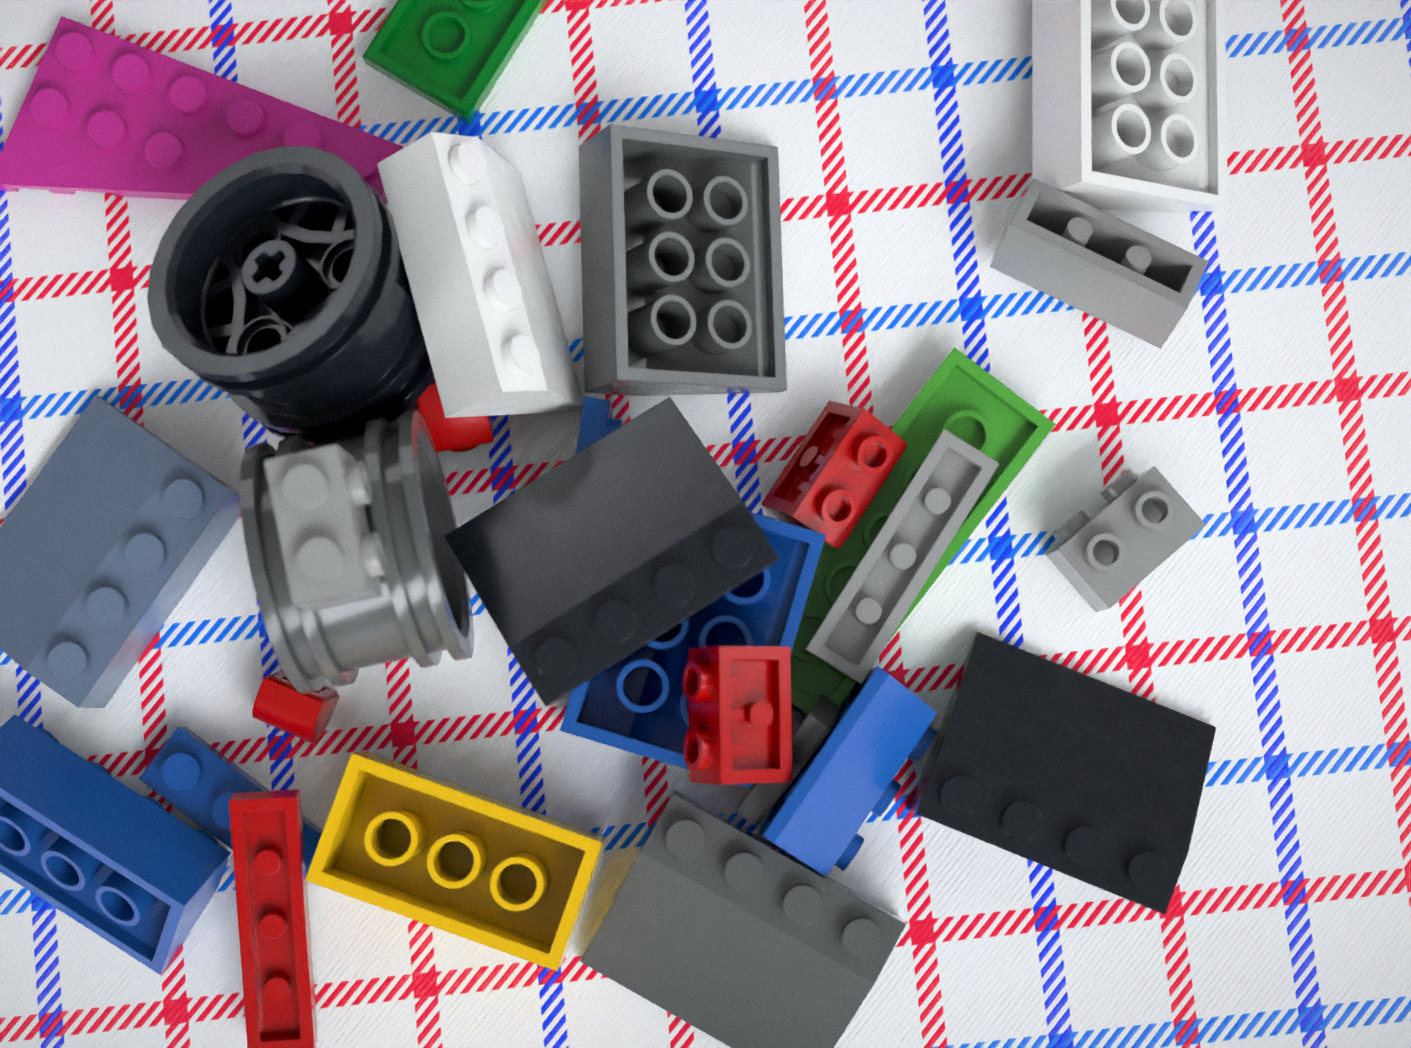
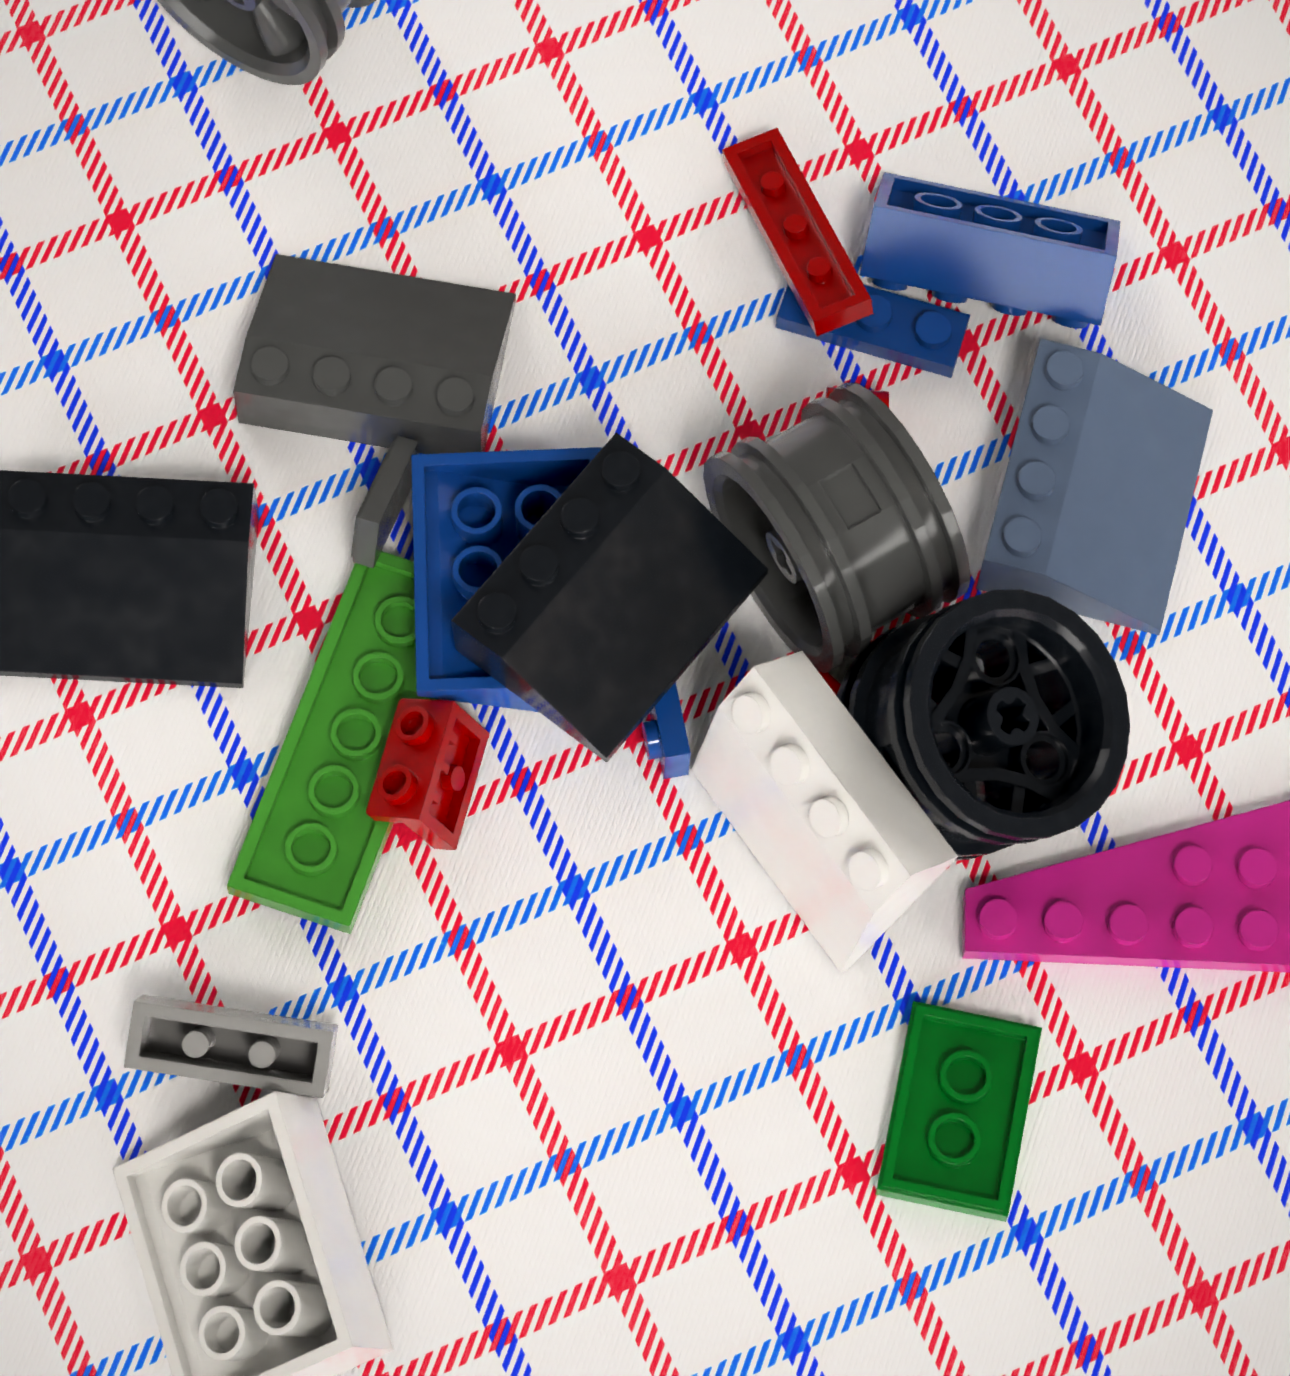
camera: 155 degrees right, 15 degrees down
(325, 527) = (852, 471): light grey brick -> none
(456, 859) = (654, 330): yellow brick -> none
(680, 265) = (643, 921): dark grey slope -> none
(738, 714) = (442, 500): red bracket -> none
(851, 773) = (317, 516): slope -> none
(902, 557) = (337, 705): light grey plate -> none
(1124, 538) = (128, 803): light grey brick -> none

